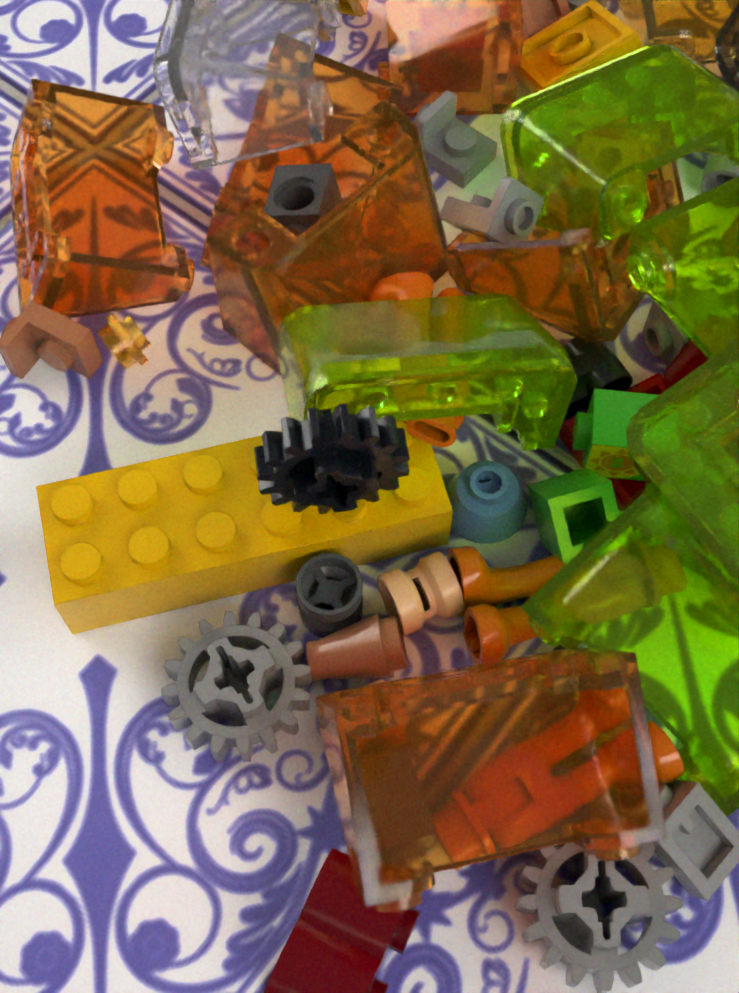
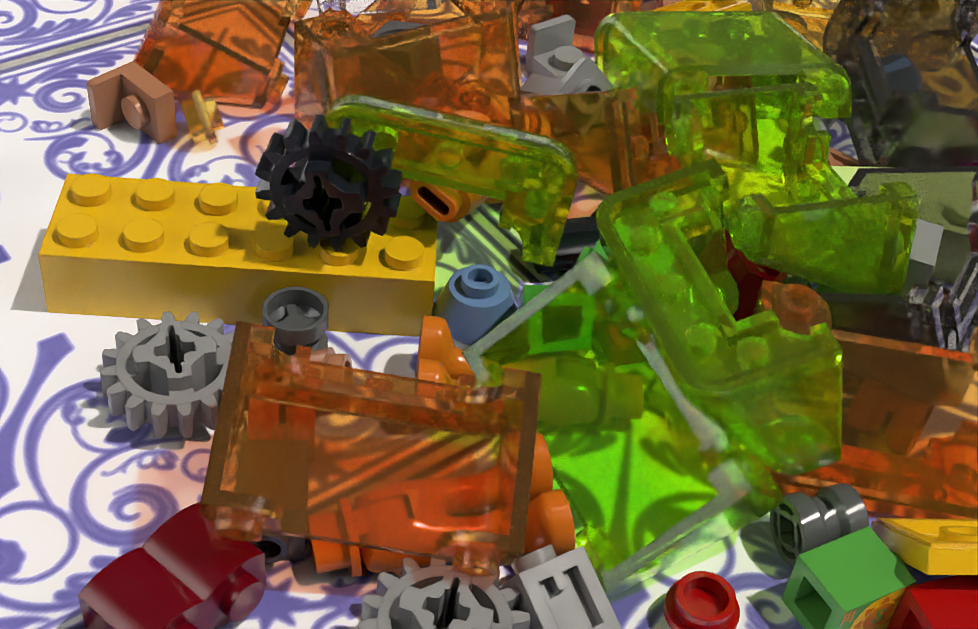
camera: 10 degrees right, 20 degrees down
(421, 592) = (396, 346): light nougat wheel -> none

